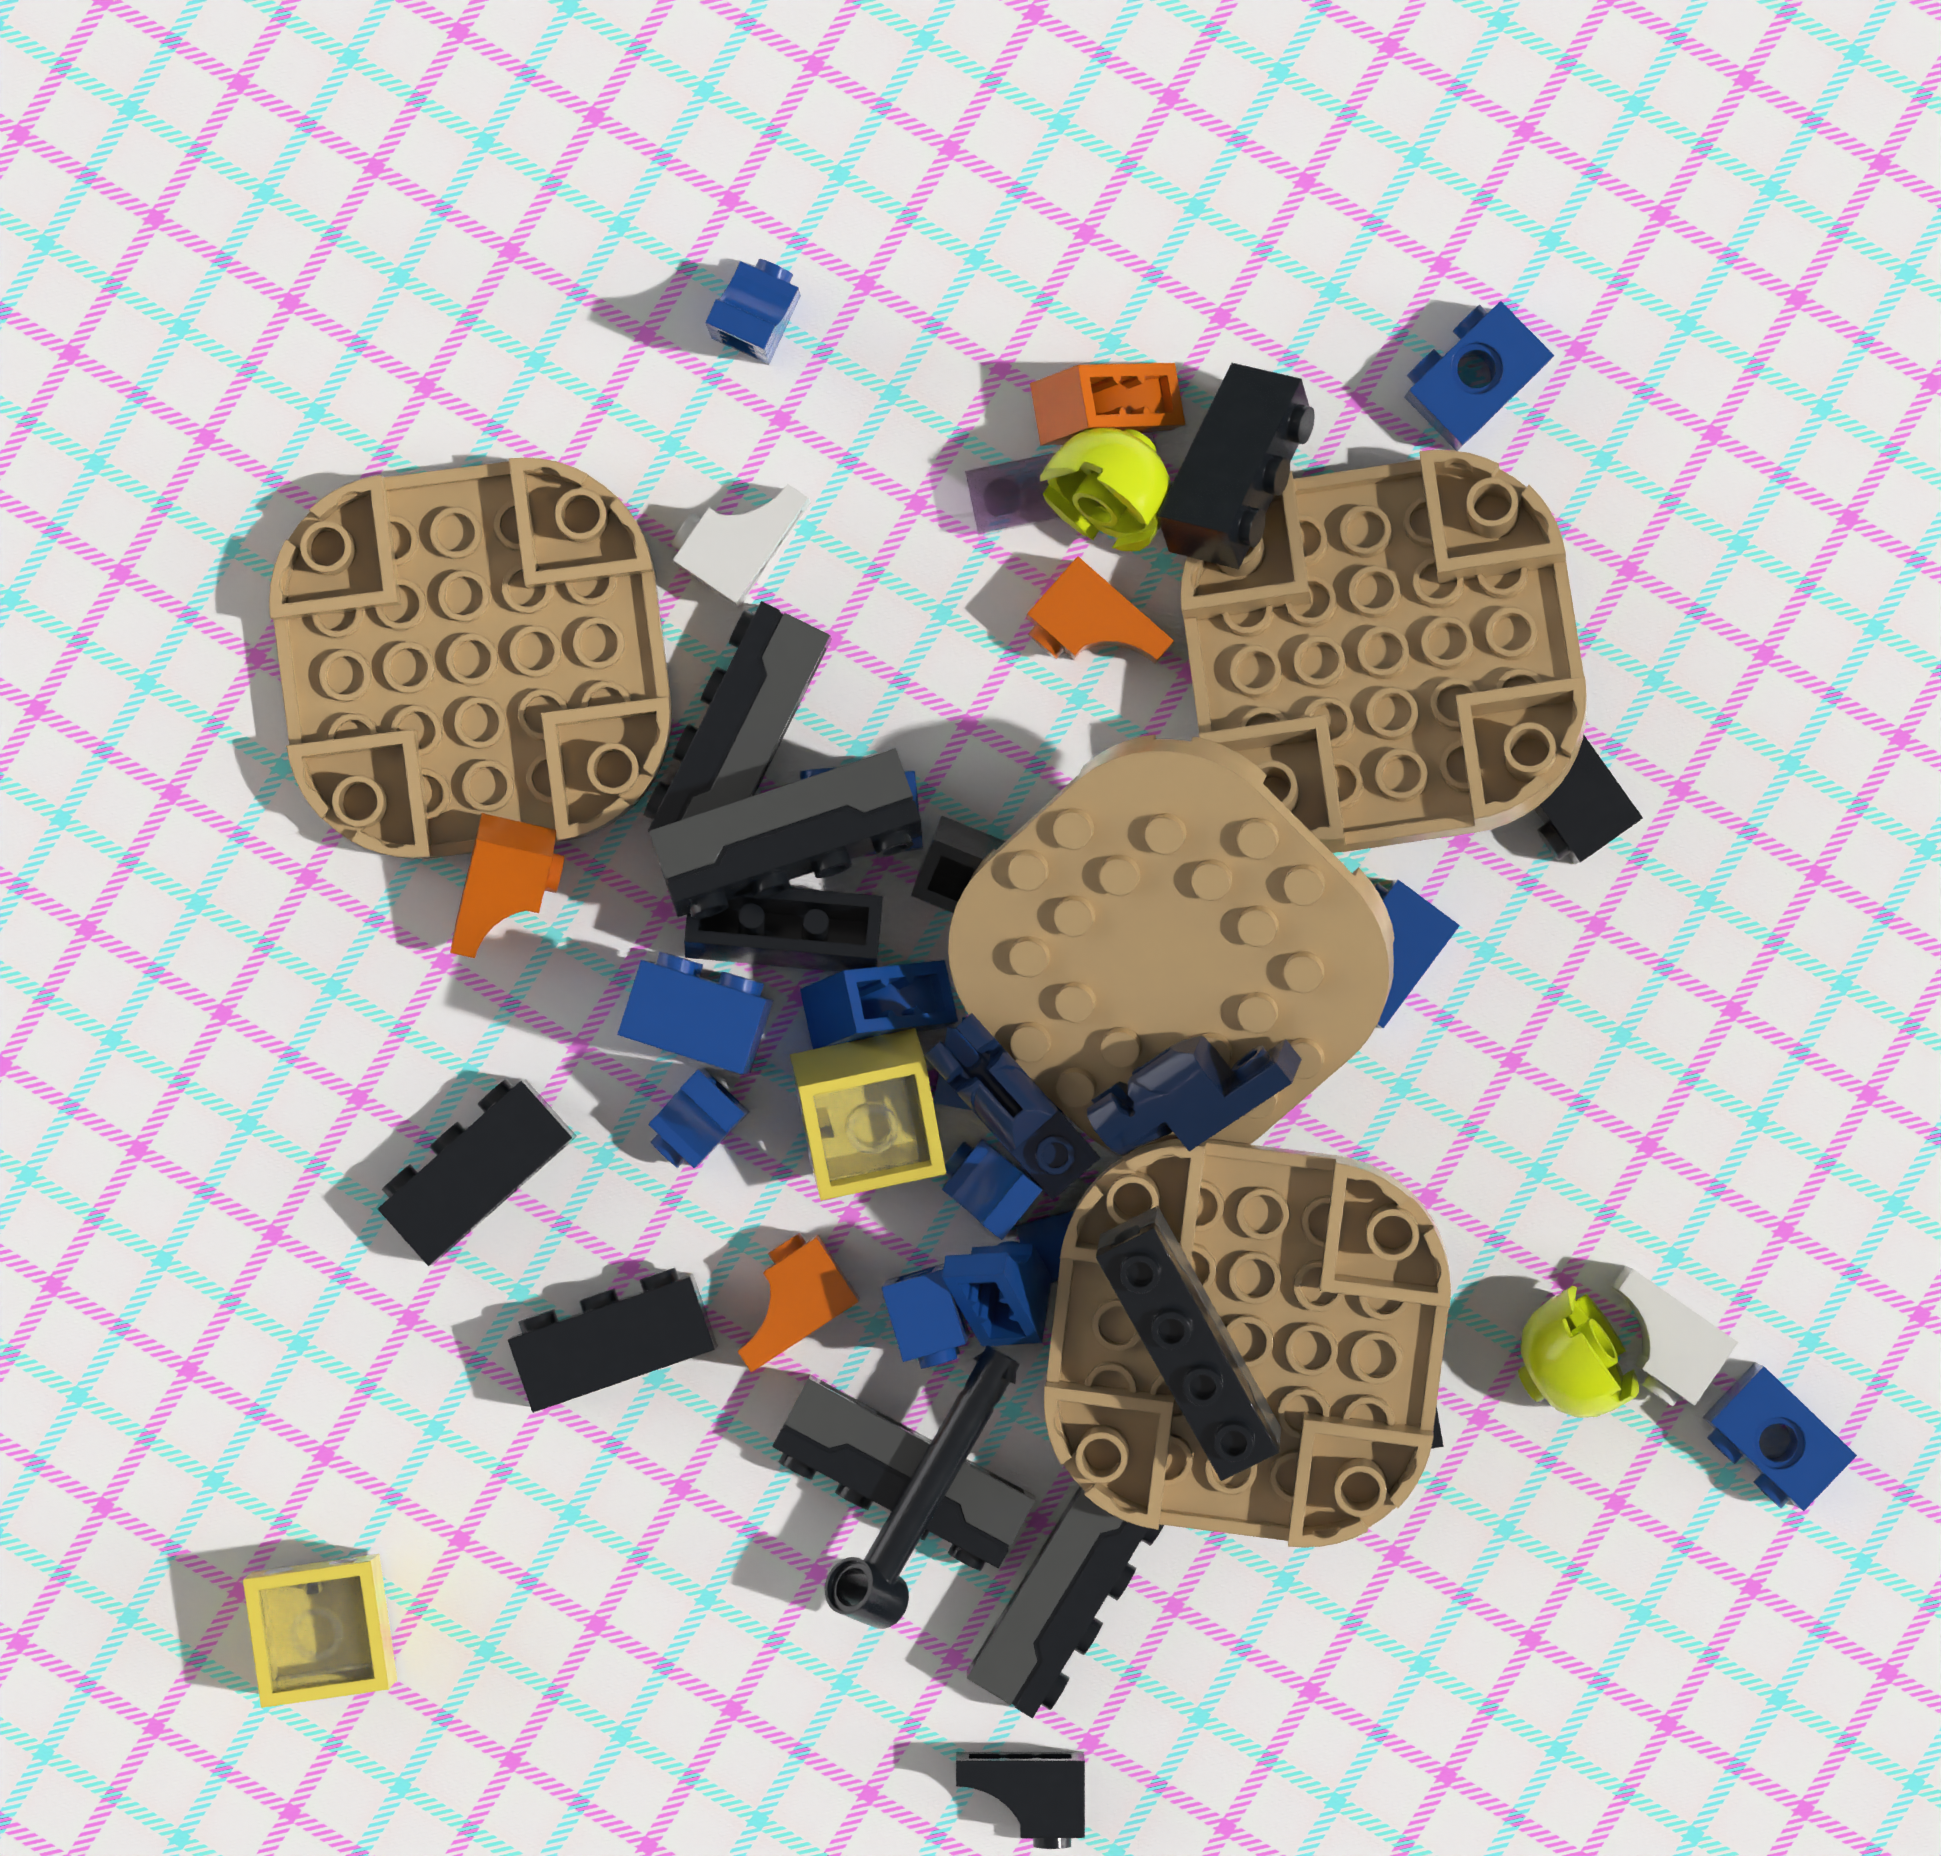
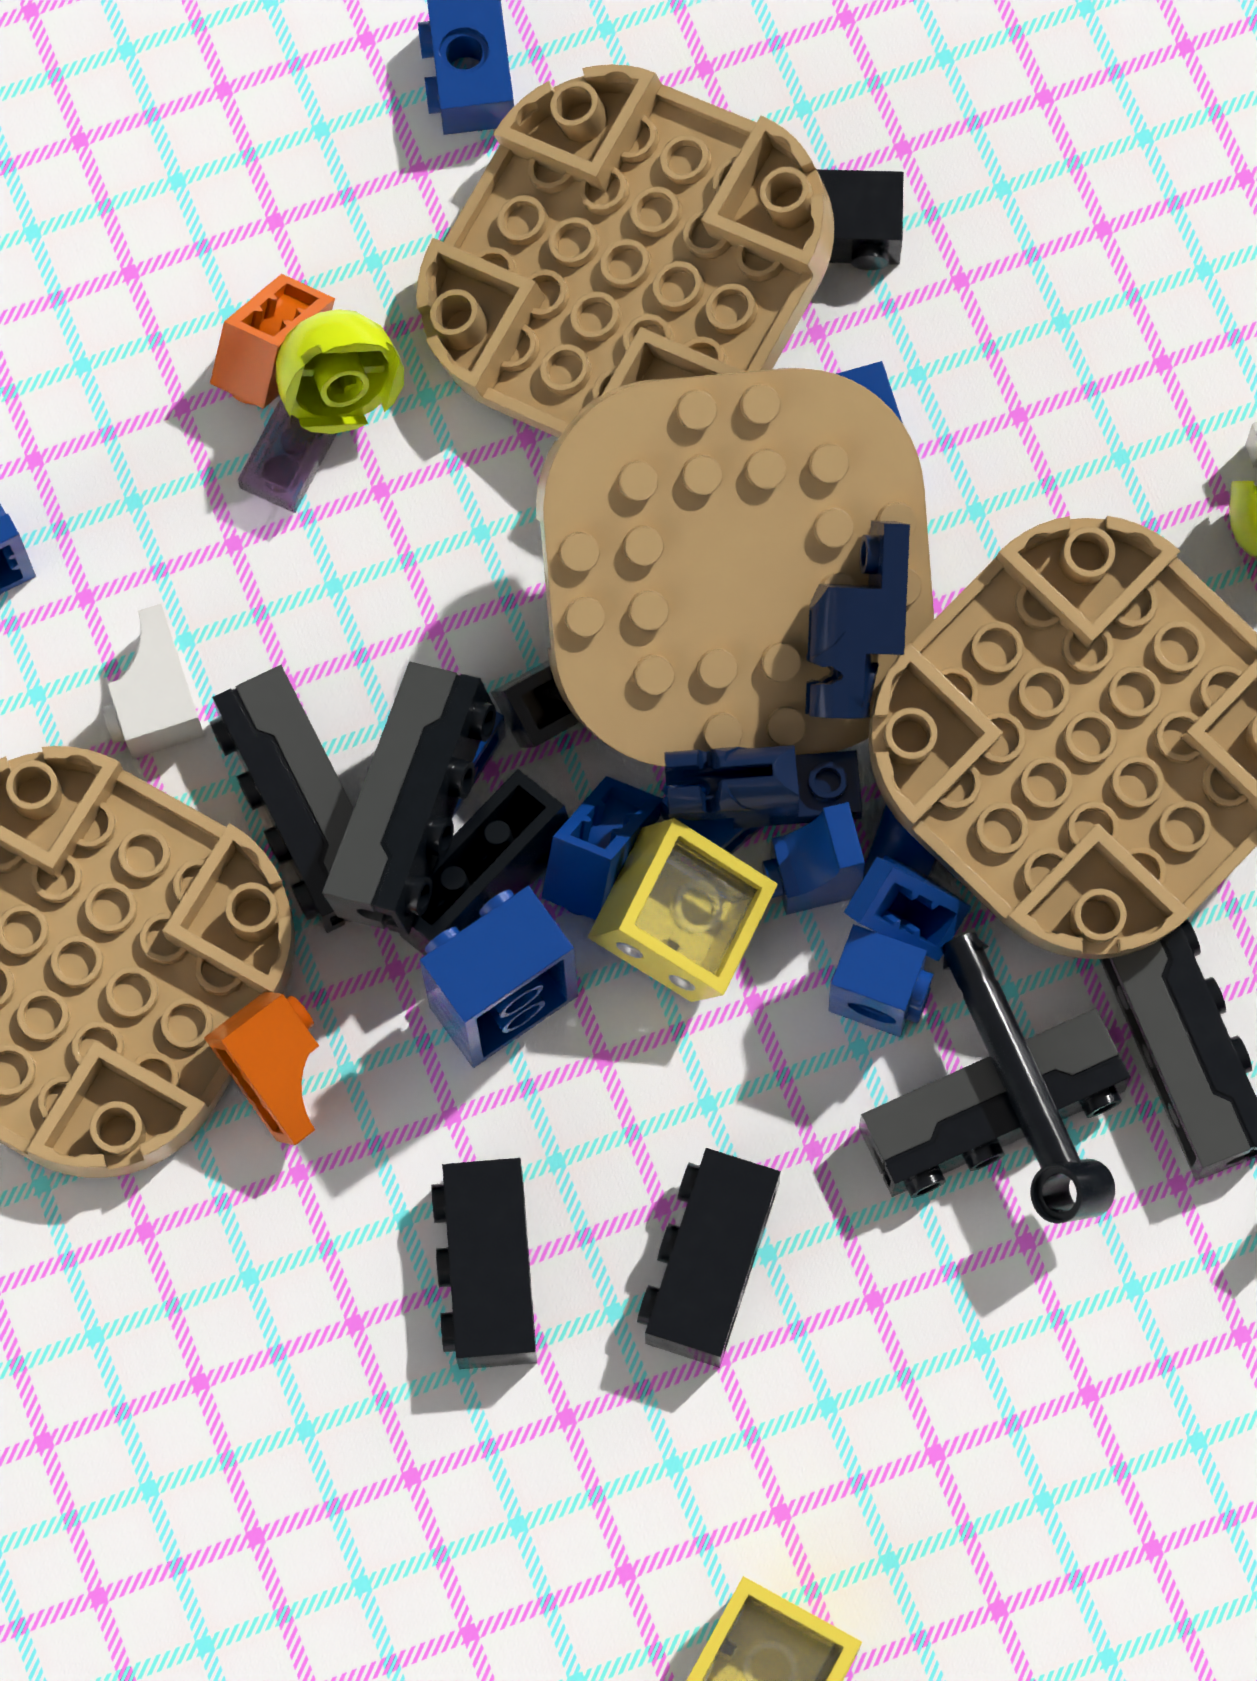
camera: 55 degrees left, 15 degrees down
(696, 1120) = (582, 1048): blue arch -> none
(804, 1295) = (788, 1076): orange arch -> none
(1088, 613) = (425, 464): orange arch -> none
(1189, 1343) = (1059, 764): black piece -> none
(1236, 466) = (397, 267): black brick -> none

